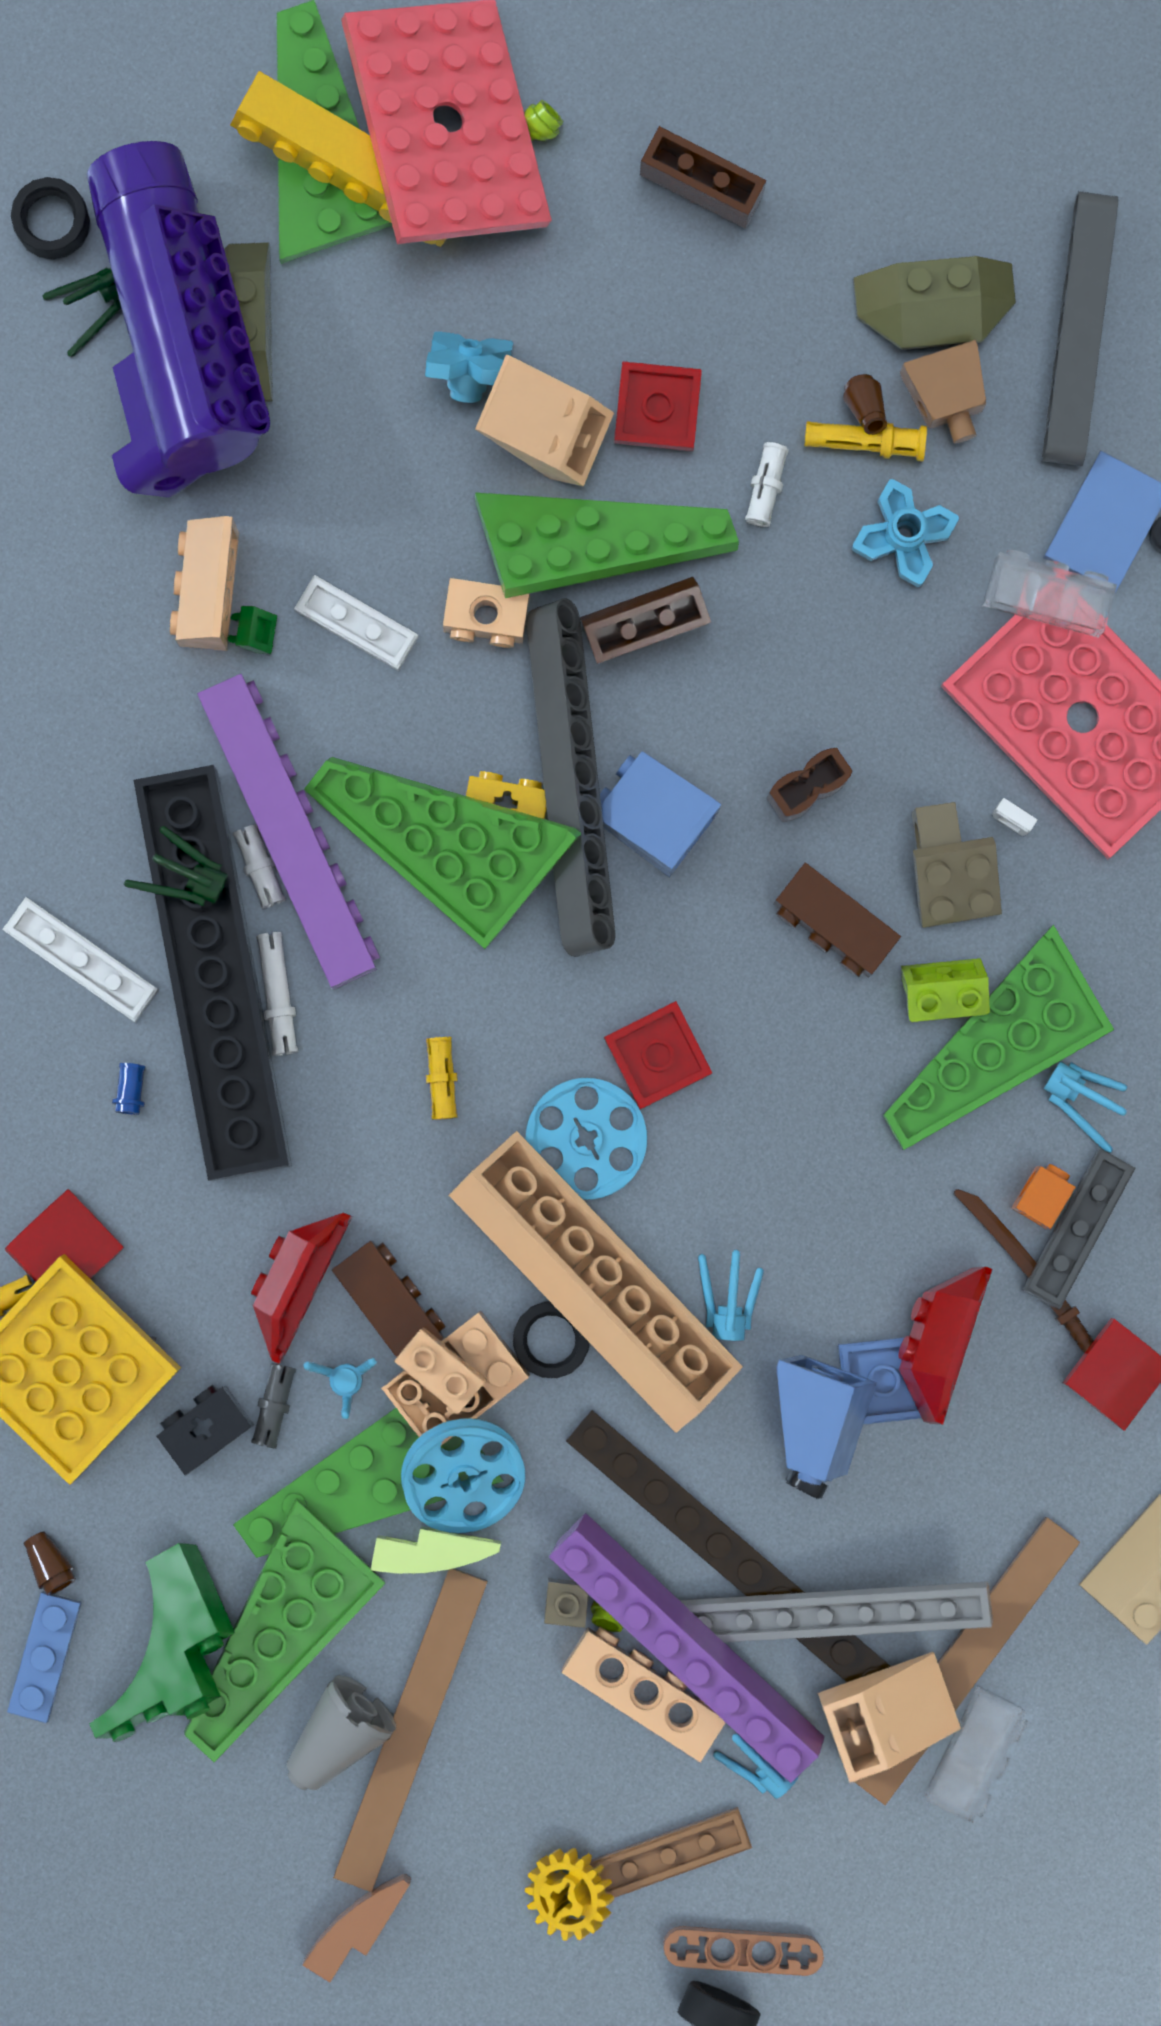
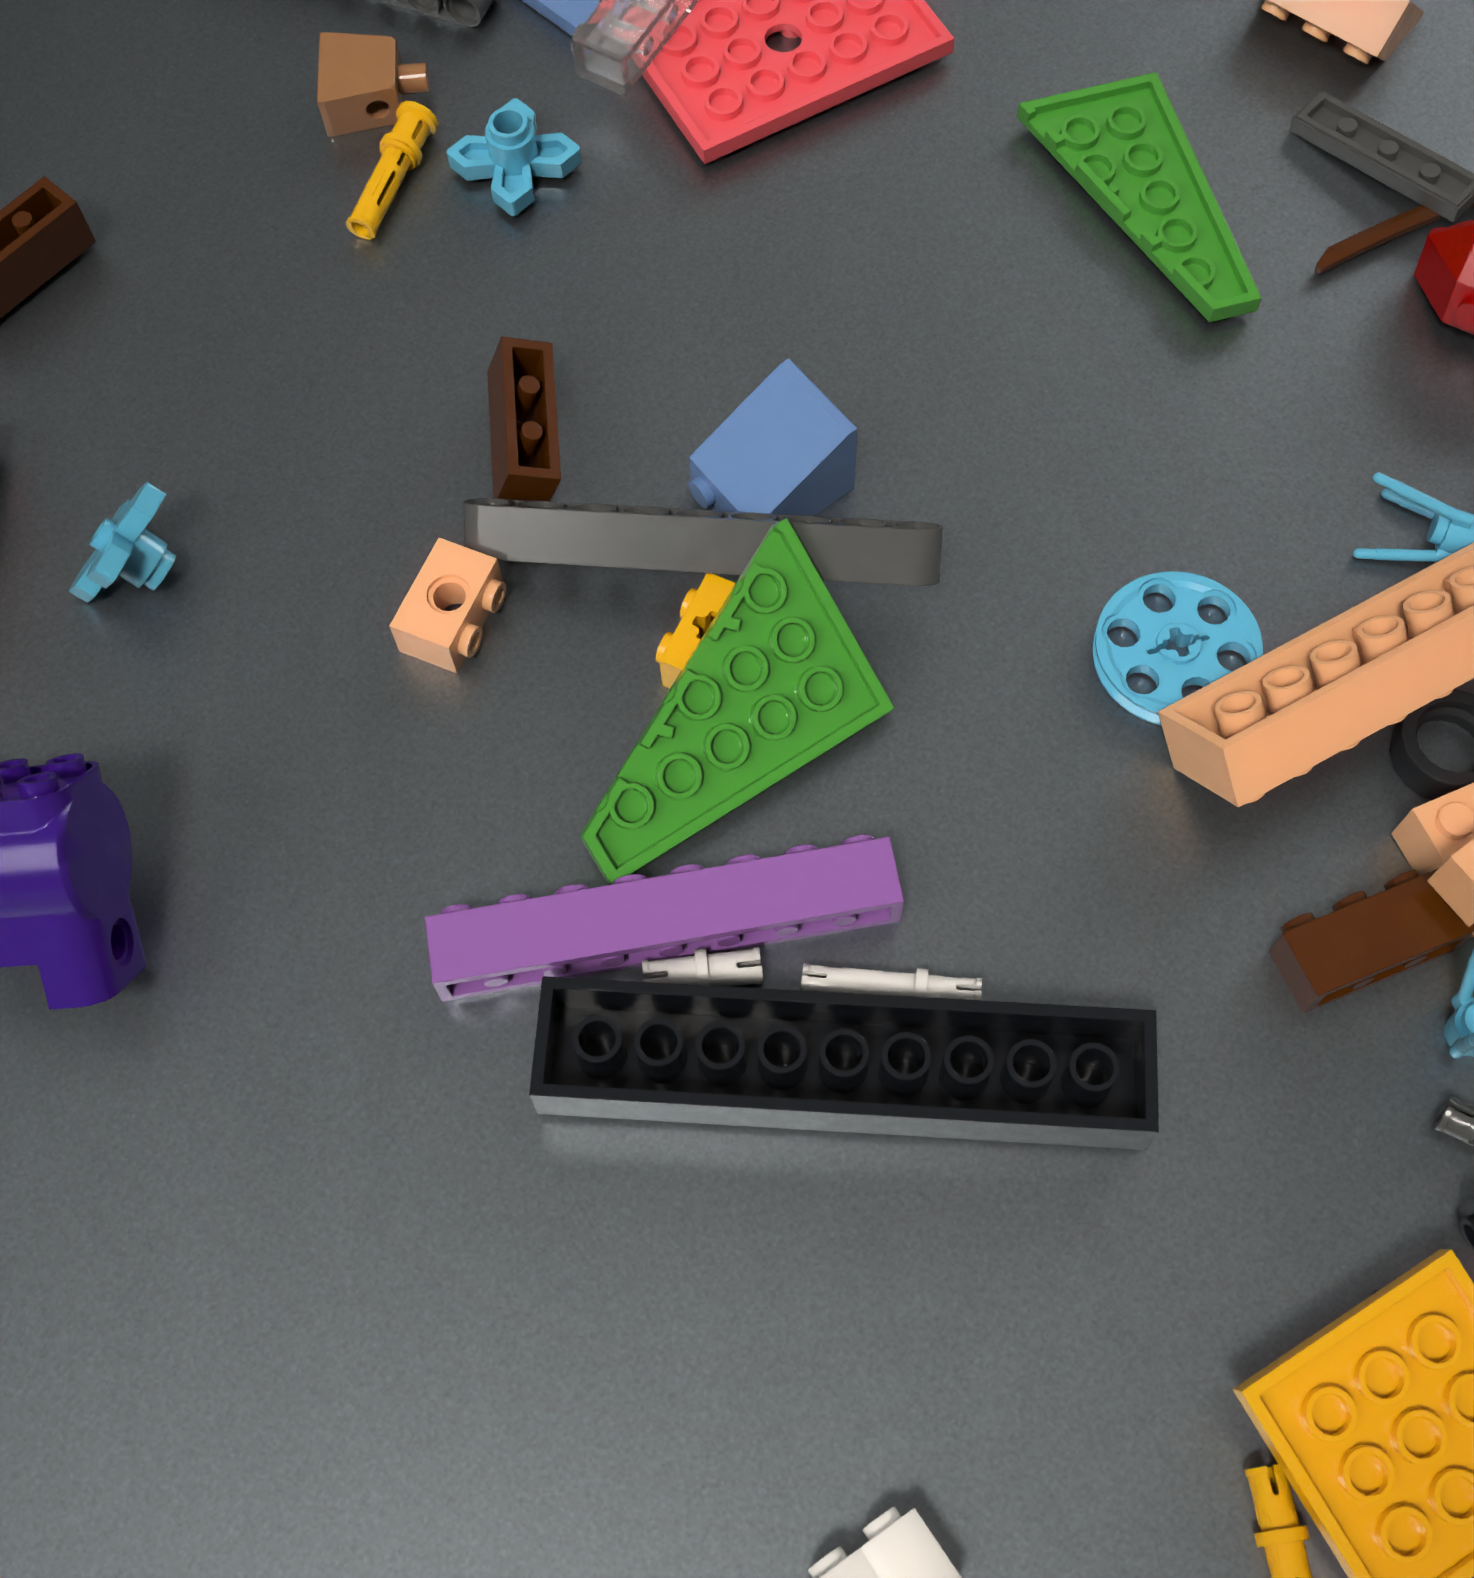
camera: 65 degrees left, 20 degrees down
(68, 1230) = (1191, 1400): red slope -> none
(80, 959) = (768, 1264): white tile -> none
(129, 1089) = (984, 1234): blue pin -> none
(204, 882) = (708, 1021): dark green plant -> none
(205, 583) = (282, 935): light nougat slope -> none
(254, 630) = (372, 895): green tile -> none
(294, 1279) = (1319, 1060): red wedge -> none
(356, 622) = (406, 772): white tile -> none
(441, 1078) = (1060, 801): yellow pin -> none
(544, 422) = (233, 465): light nougat slope -> none
(575, 541) = (399, 482): bright green wing -> none
(657, 406) = (265, 367): red plate -> none
(658, 1055) = (1084, 538): red plate -> none
(766, 484) = (381, 268): white pin -> none
(819, 779) = (785, 296): reddish brown brick -> none
(835, 921) = (958, 311): reddish brown brick -> none
(865, 401) = (348, 156): reddish brown cone -> none
(935, 300) = (255, 82): olive wedge -> none
(936, 825) = (878, 192): dark tan brick -> none
(946, 989) = (1071, 216): lime bracket -> none
(957, 882) = (944, 178): dark tan plate -> none
(1014, 817) = (881, 117): white tile -> none
(1044, 1195) = (1343, 176): orange brick -> none
(1068, 1083) = (1212, 126): medium azure plant -> none

